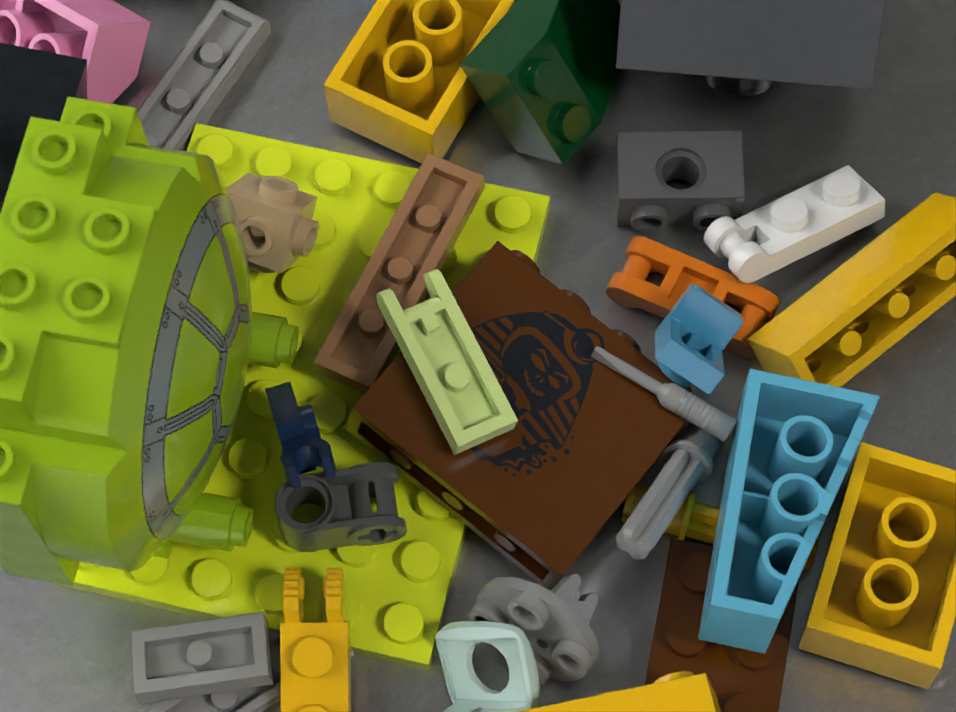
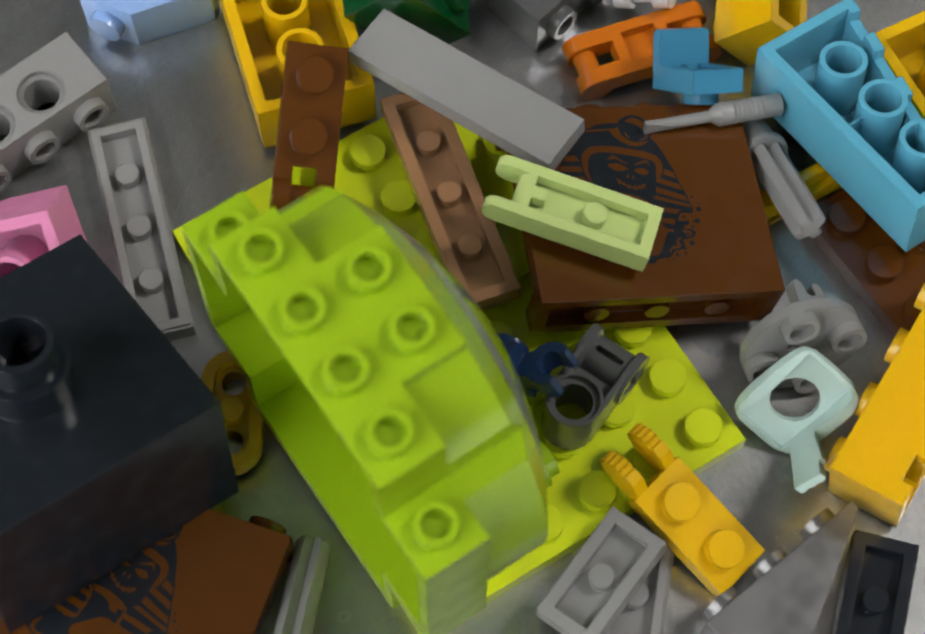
camera: 50 degrees left, 0 degrees up
(350, 124) = (308, 118): none -> reddish brown plate
(480, 201) = (466, 91): none -> light grey tile

